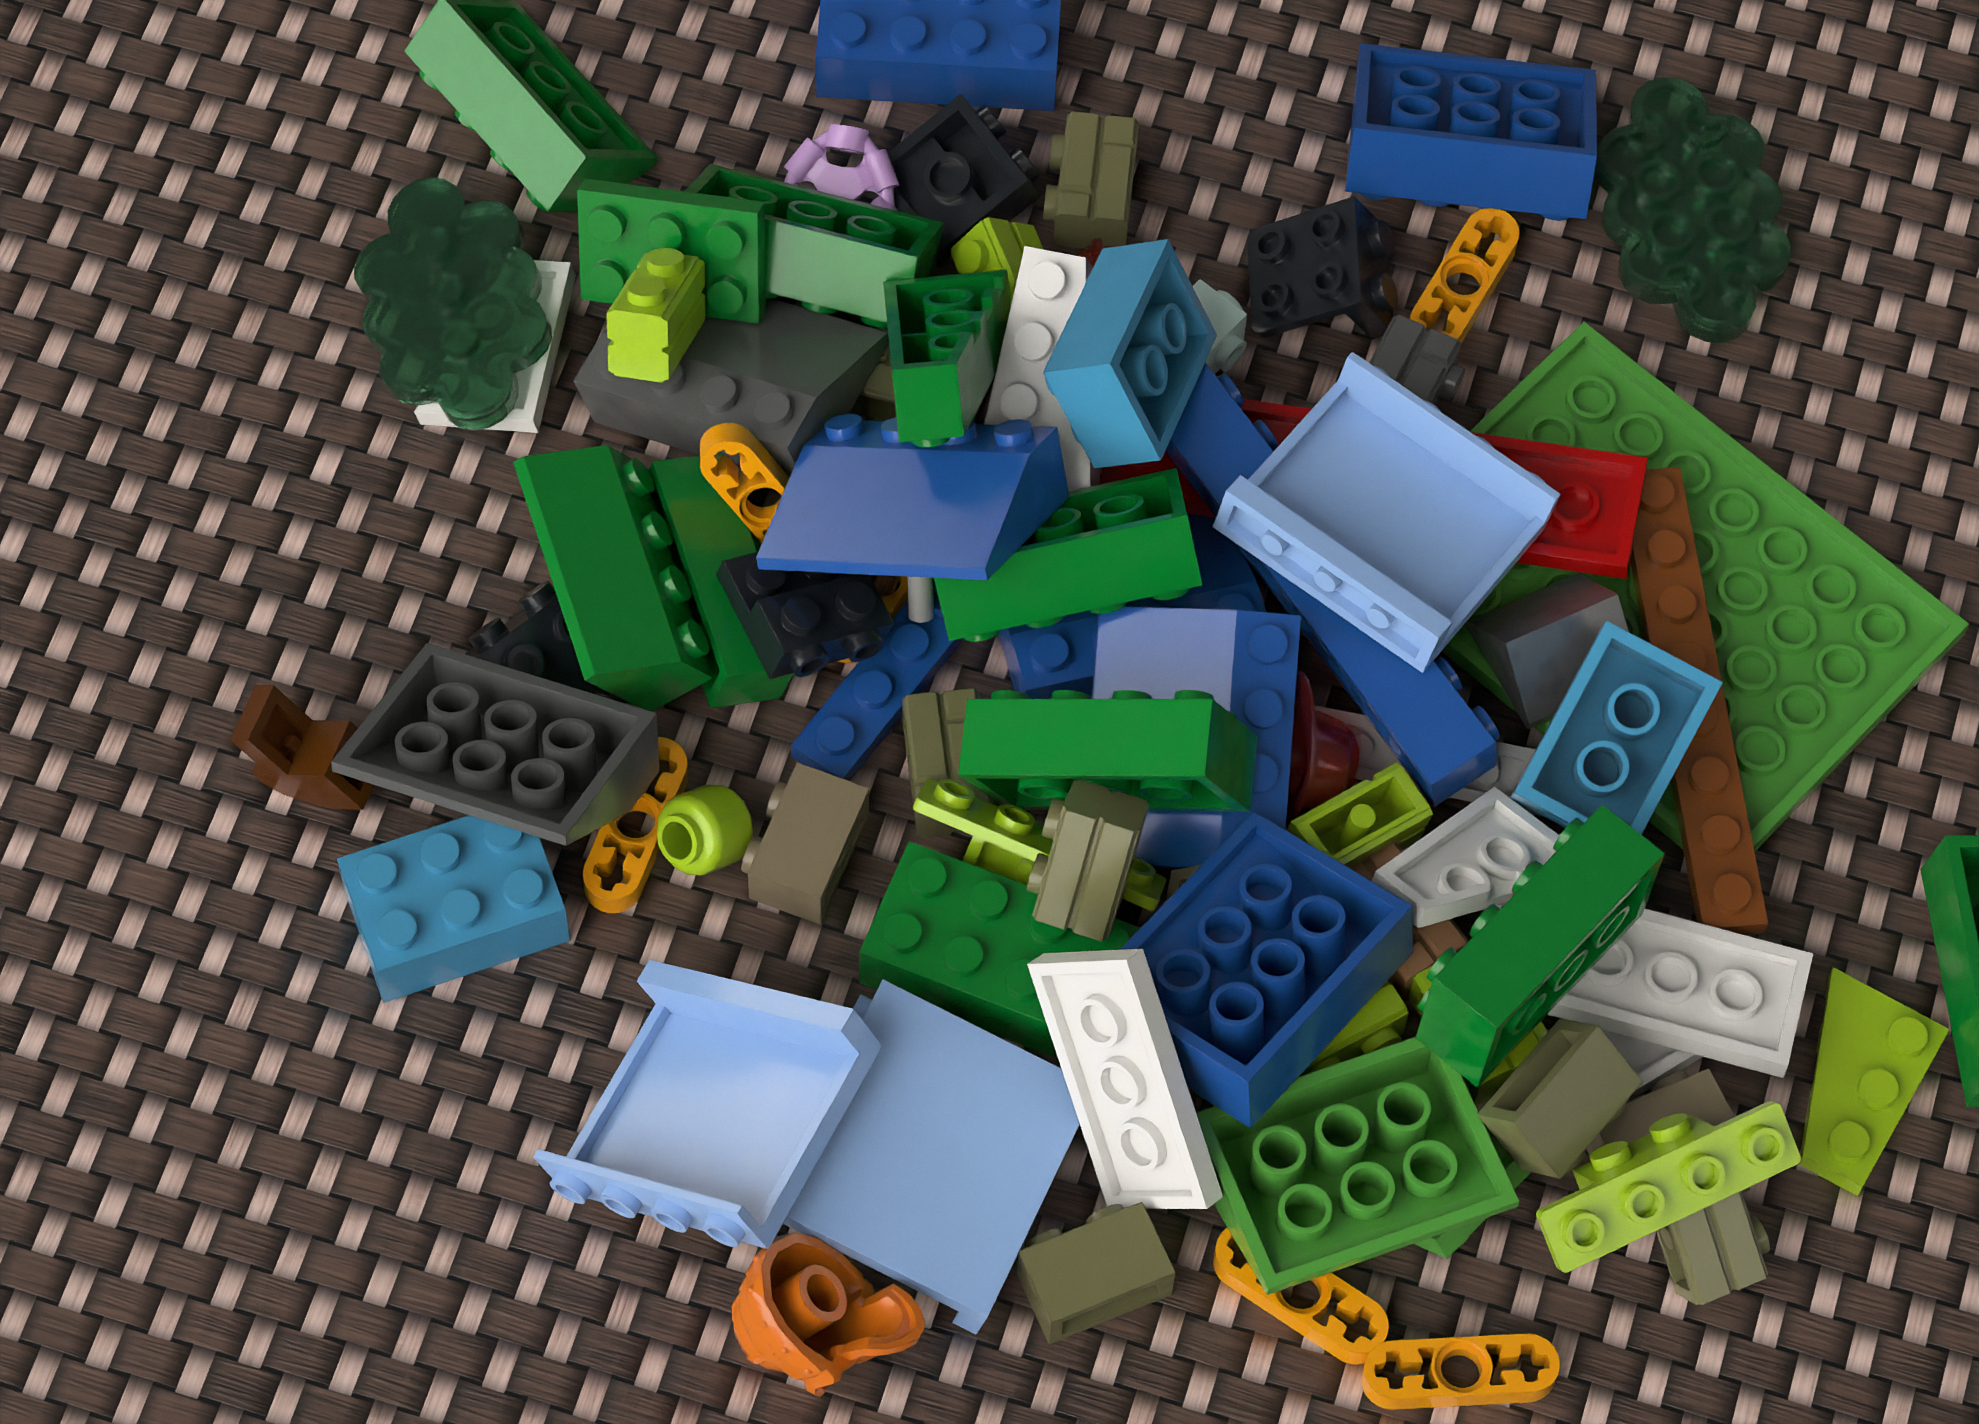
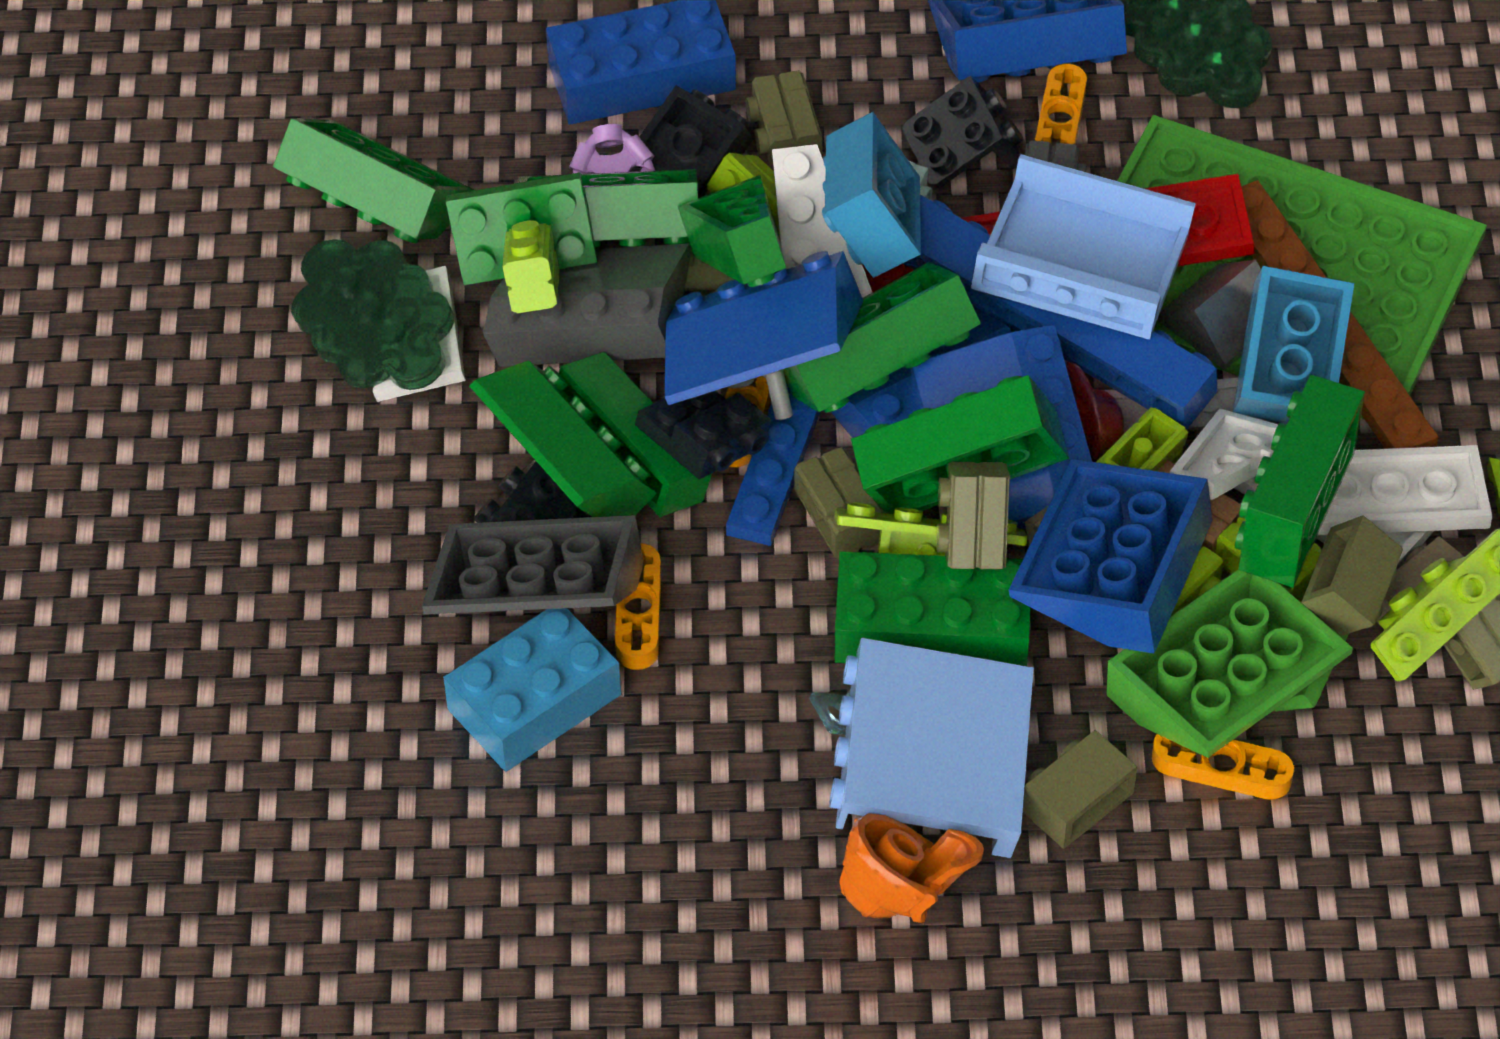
camera: 15 degrees left, 10 degrees down
(297, 752) = (389, 627): reddish brown brick -> none
(704, 829) = (690, 590): lime head -> none
(717, 1107) = (778, 751): light blue panel -> none
(758, 470) = (627, 364): light orange beam -> none
(806, 843) = (764, 580): dark tan brick -> none
(1125, 1079) = (1057, 645): white plate -> none
(1511, 1383) = (1339, 796): light orange beam -> none

